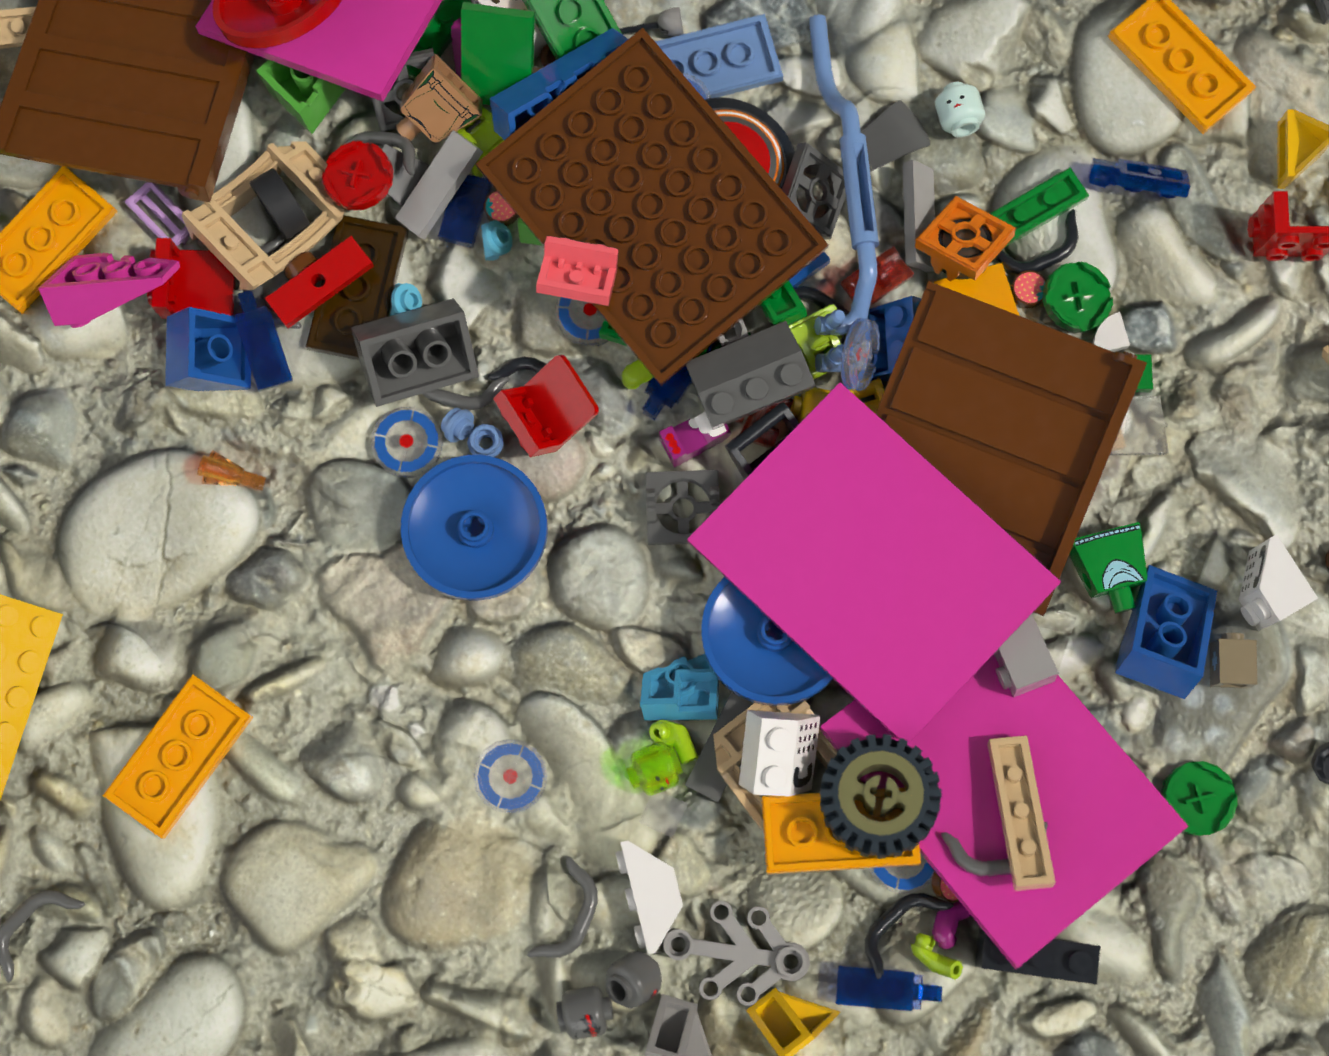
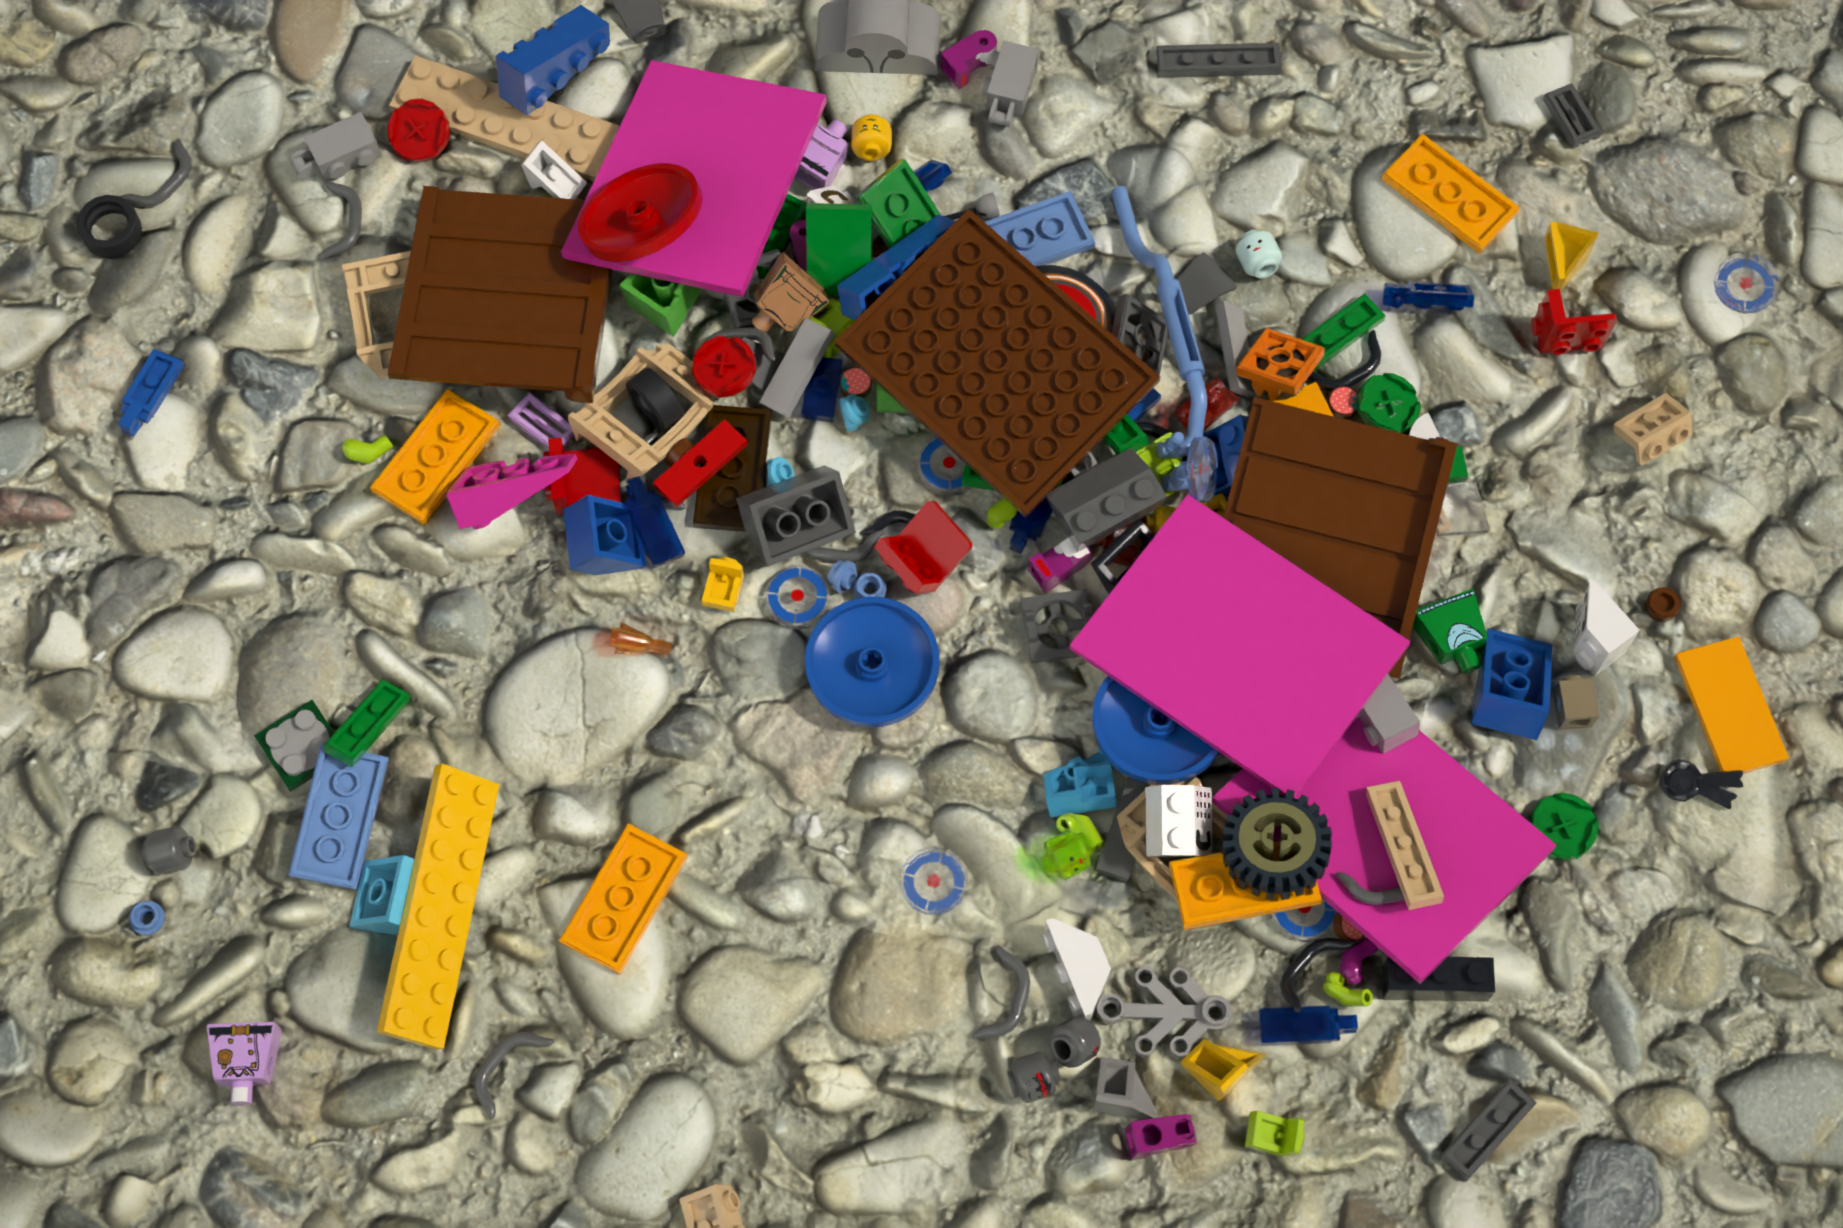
camera: 10 degrees left, 10 degrees down
(328, 420) = (723, 584): none -> yellow bracket
(577, 270) = (940, 421): coral bracket -> none

